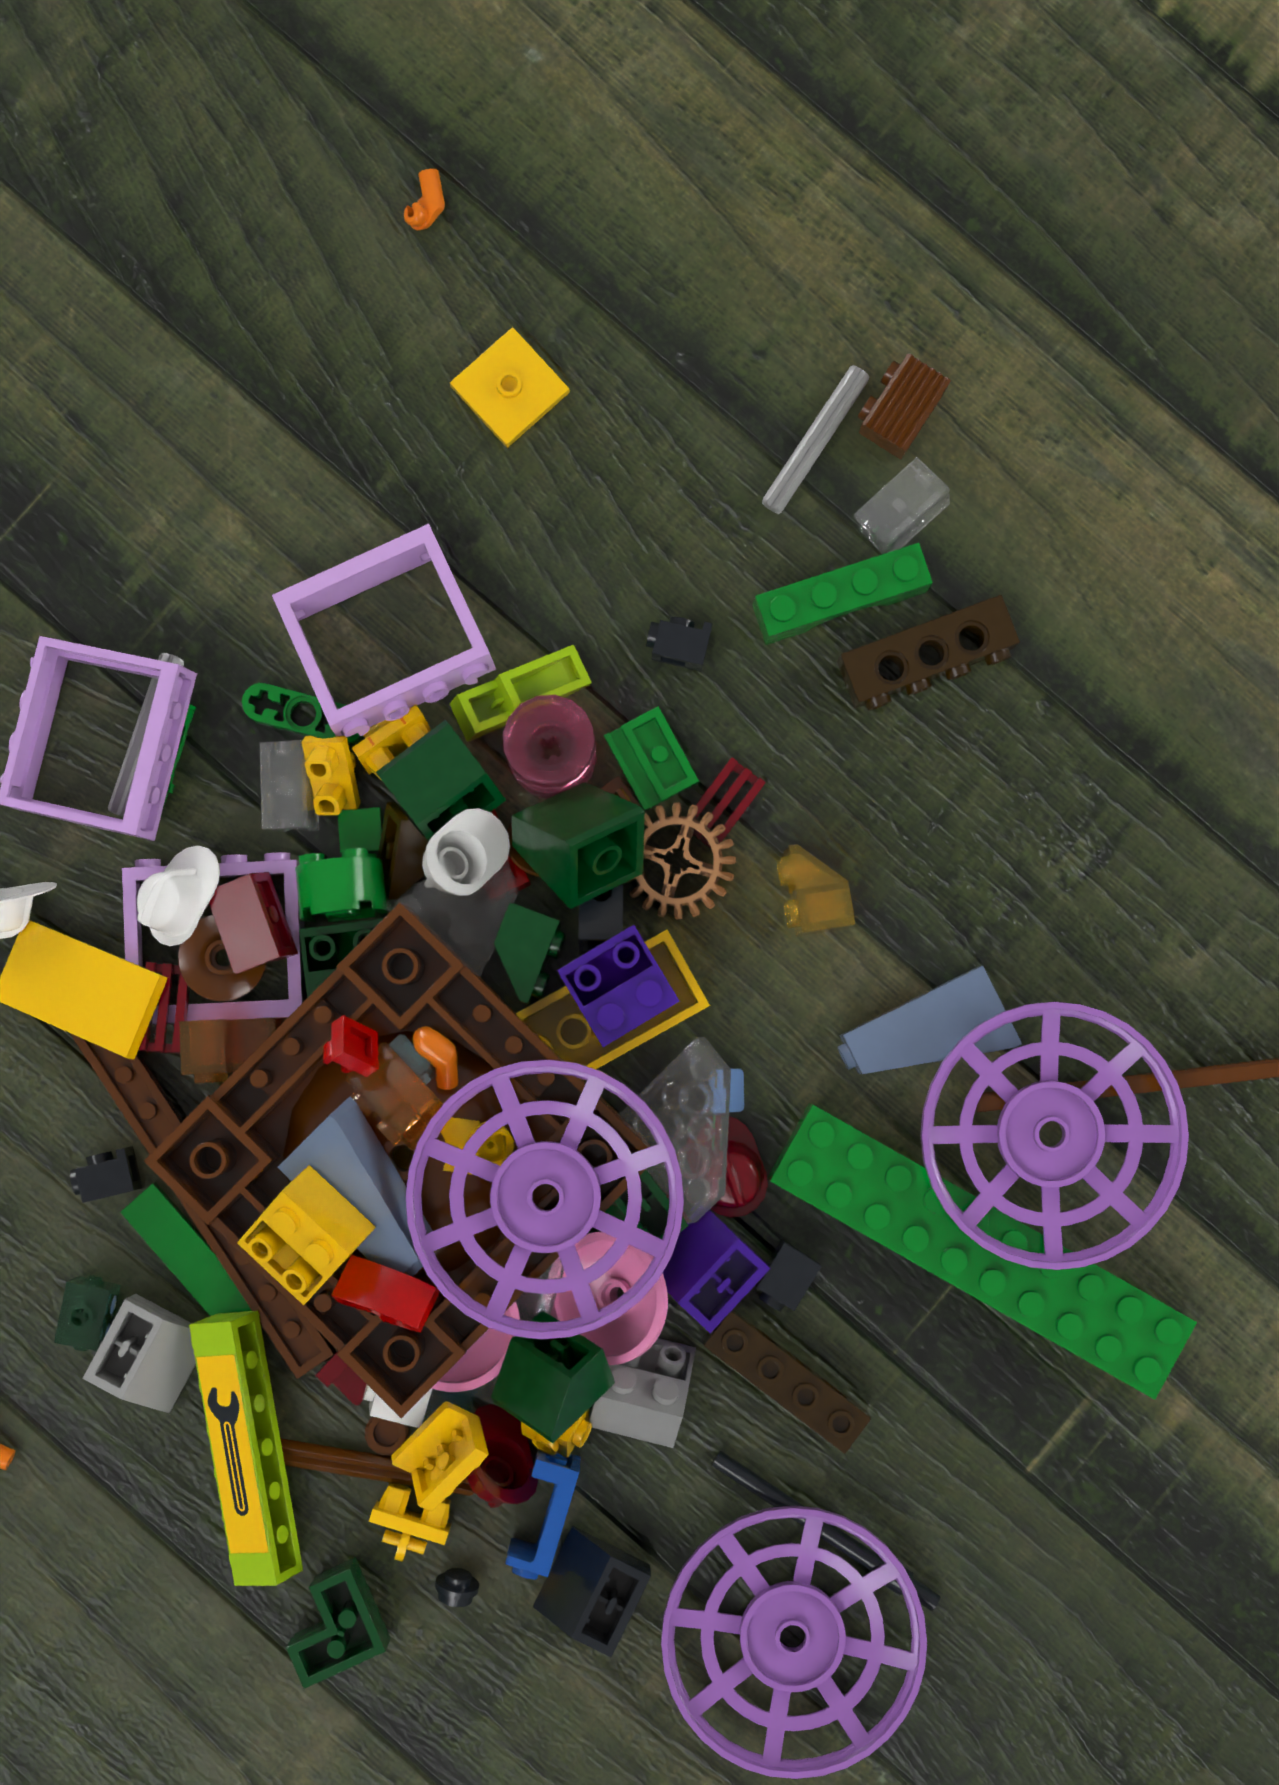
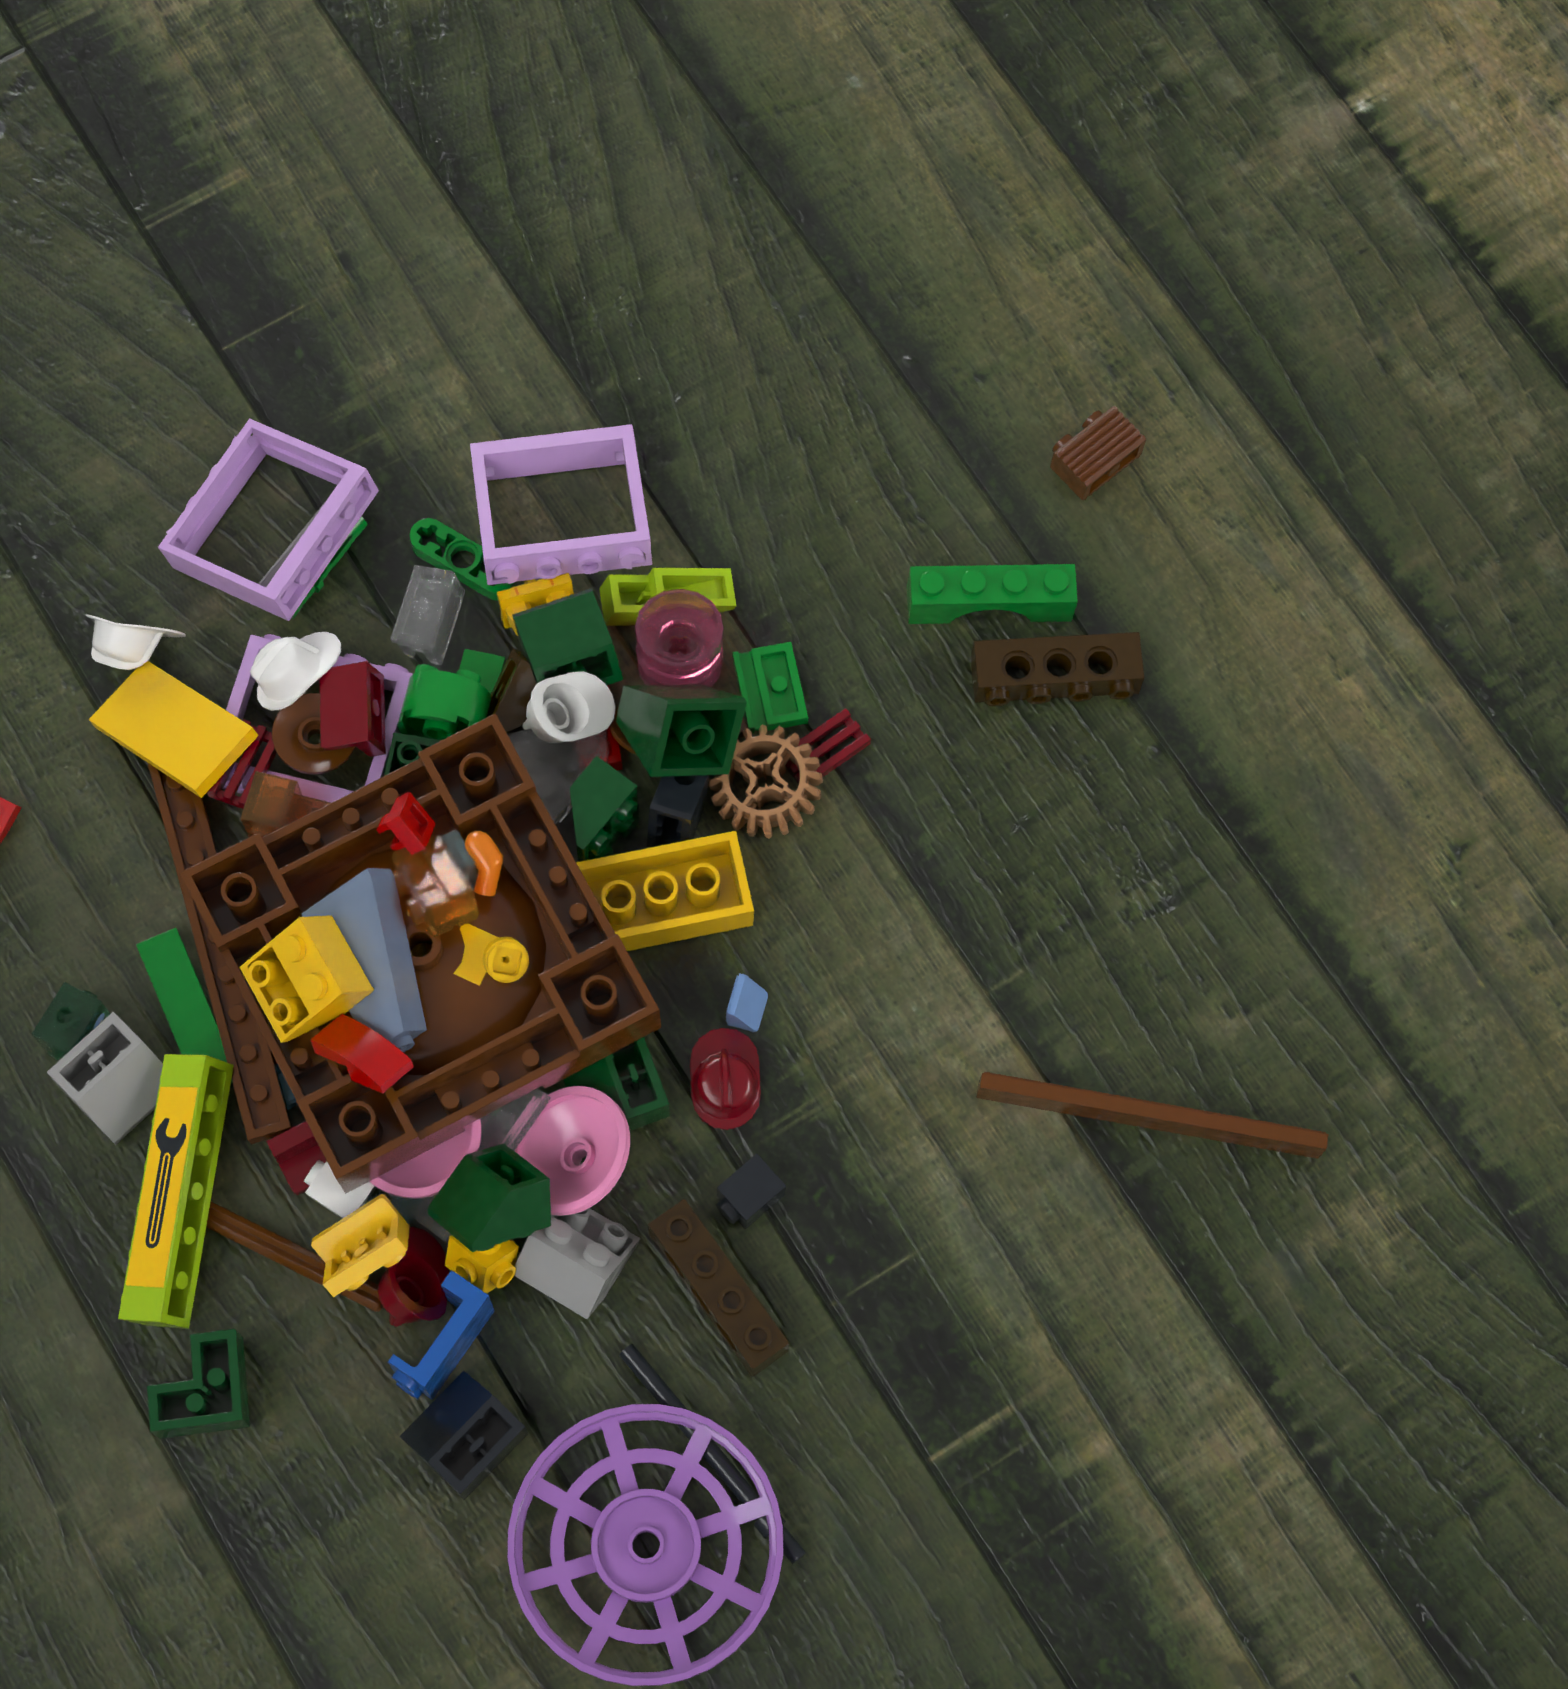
camera: 20 degrees right, 15 degrees down
(106, 1175) = (136, 907): black brick -> none
(331, 774) = (470, 611): yellow hips -> none
(385, 1435) = (310, 1222): reddish brown tile -> none
(392, 1514) = (295, 1300): yellow hips -> none
(430, 205) = (722, 173): orange arm -> none
(456, 1587) = (331, 1393): black plate -> none
(509, 387) = (744, 340): yellow plate -> none
(533, 1227) = (534, 979): medium lavender dish -> none
(618, 985) = (673, 859): dark purple slope -> none
(679, 642) = (829, 594): black brick -> none
(693, 1107) = (698, 1018): clear plate -> none
(711, 1270) = (677, 1160): dark purple slope -> none
(815, 439) = (1008, 460): light grey axle -> none
(817, 894) = (888, 846): clear yellow slope -> none
(896, 1206) = (946, 1223): green brick -> none
(903, 507) = (1073, 535): clear hinge -> none
(928, 1026) = (962, 1002): sand blue slope -> none
(1080, 1143) = (1061, 1097): medium lavender dish -> none

